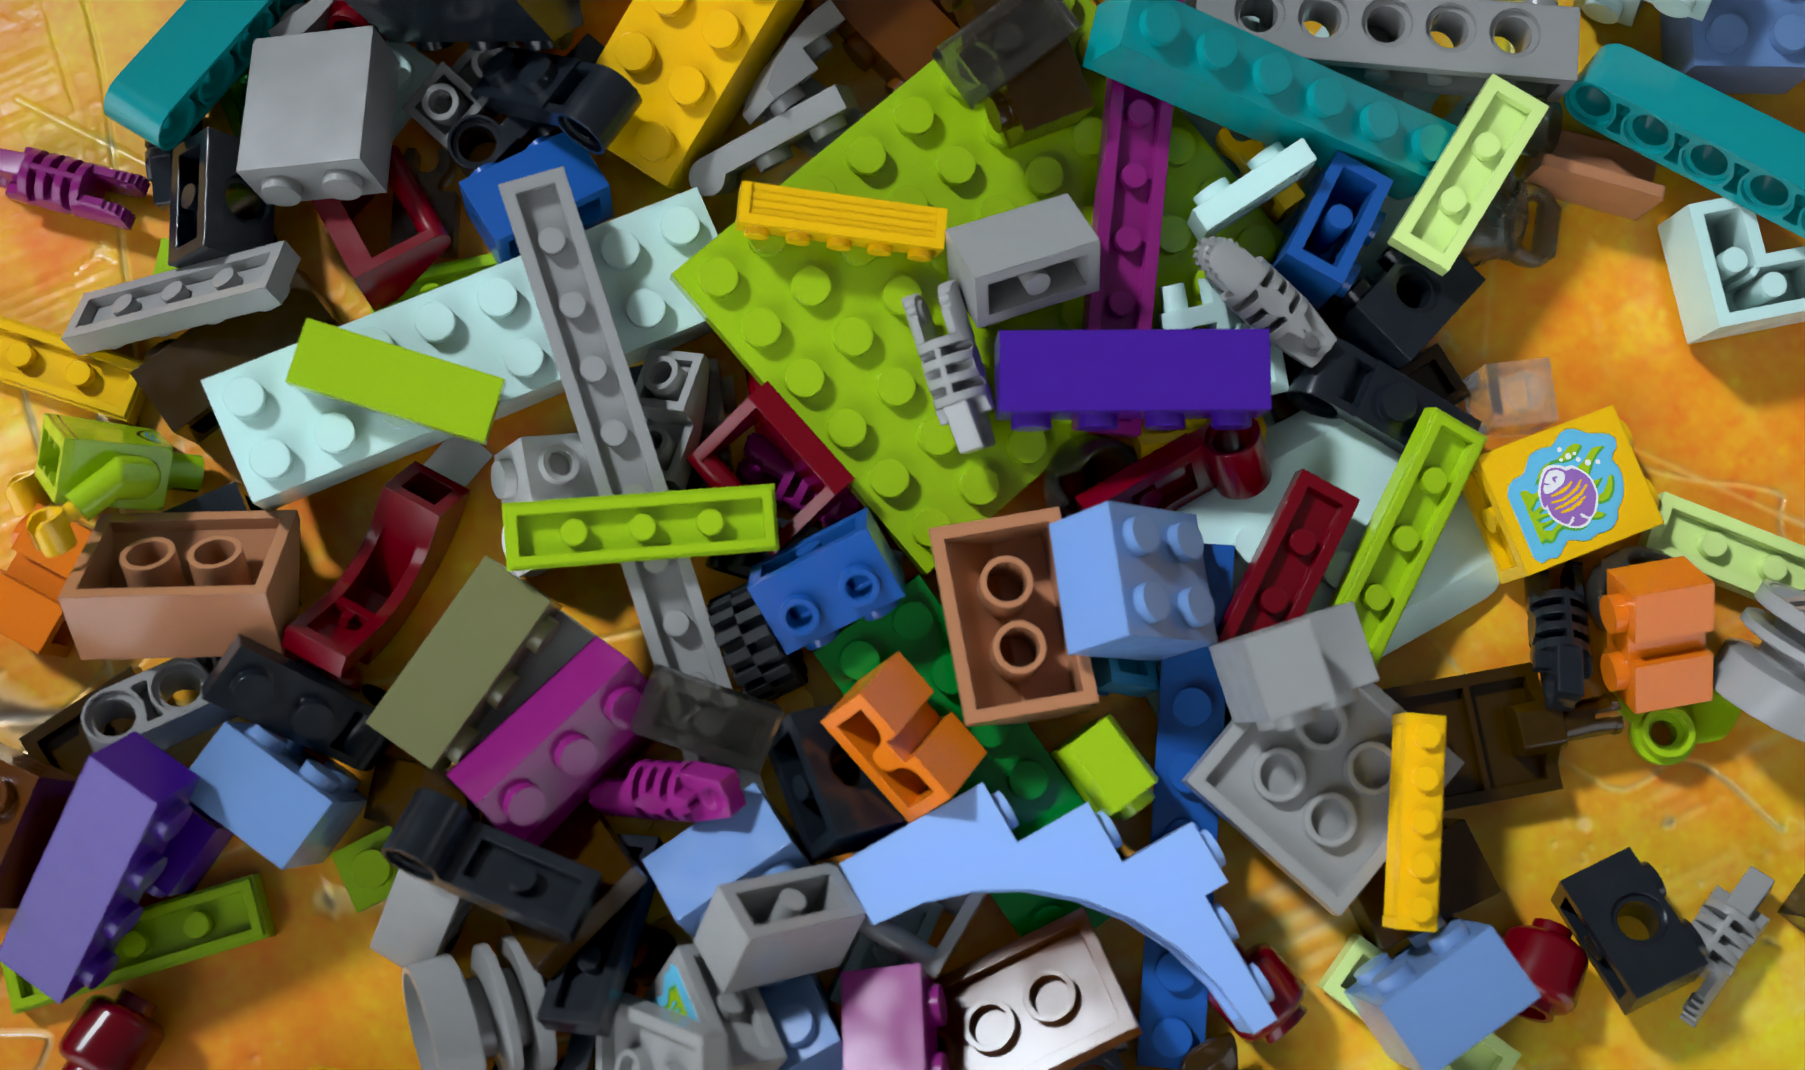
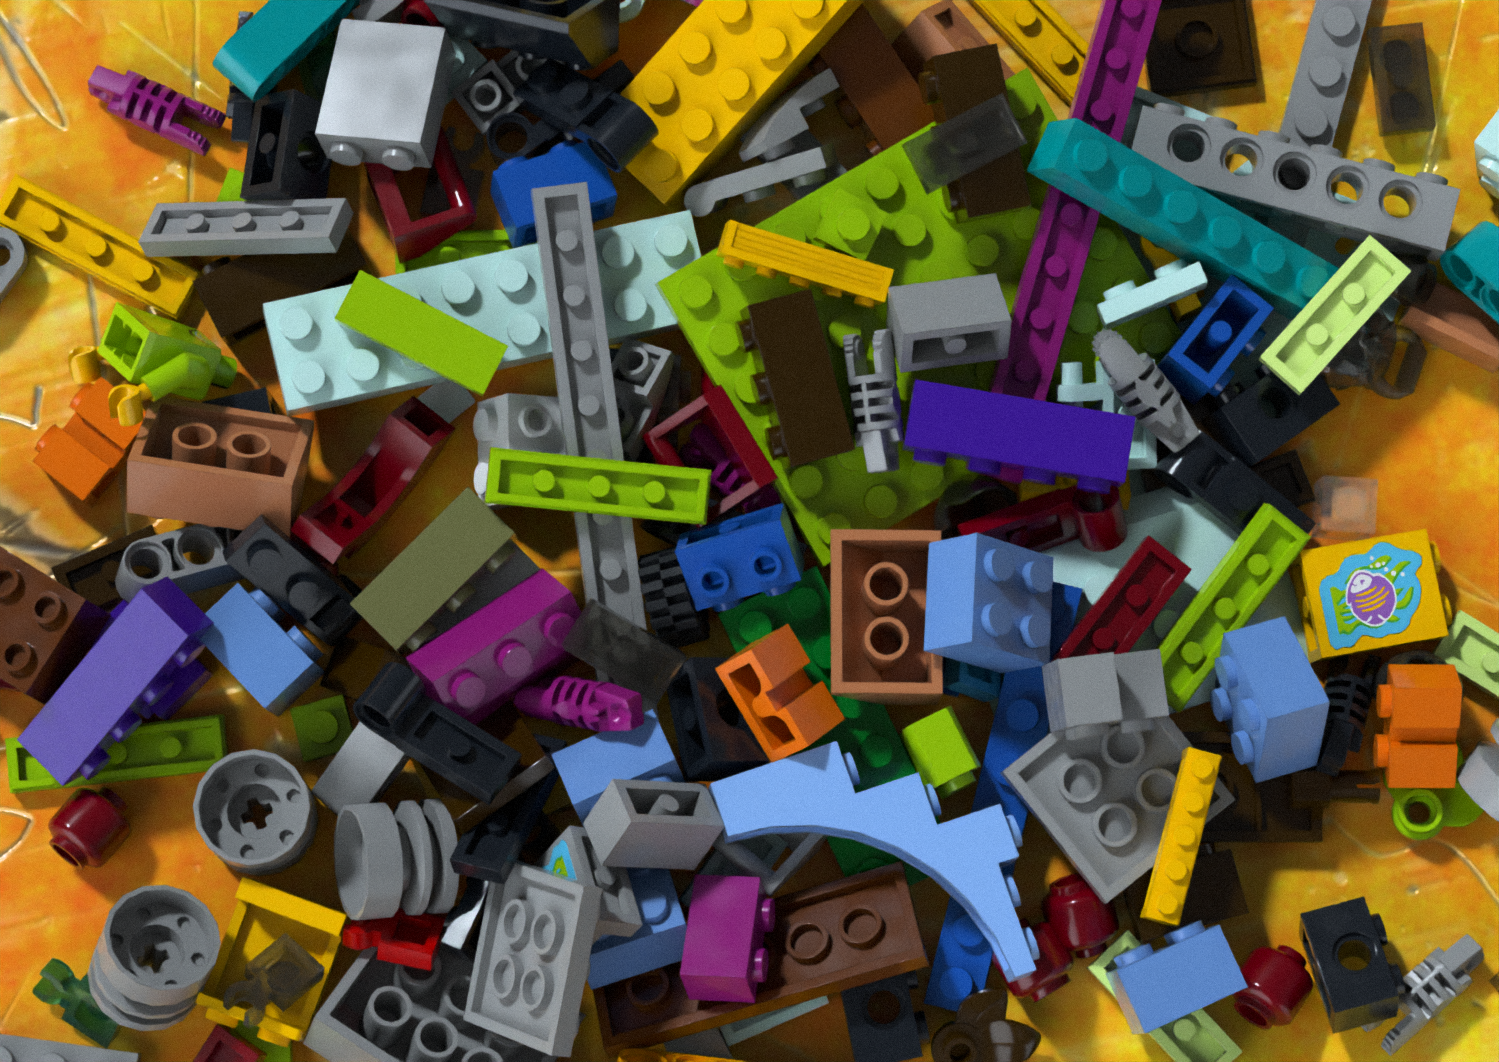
camera: 15 degrees right, 0 degrees up
(265, 985) = (226, 803): none -> light grey wheel
(853, 357) = (794, 379): none -> dark brown brick
(886, 166) = (850, 225): none -> lime plate
(1299, 929) = (1079, 916): none -> dark red head
(1482, 635) = (1269, 699): none -> medium blue brick

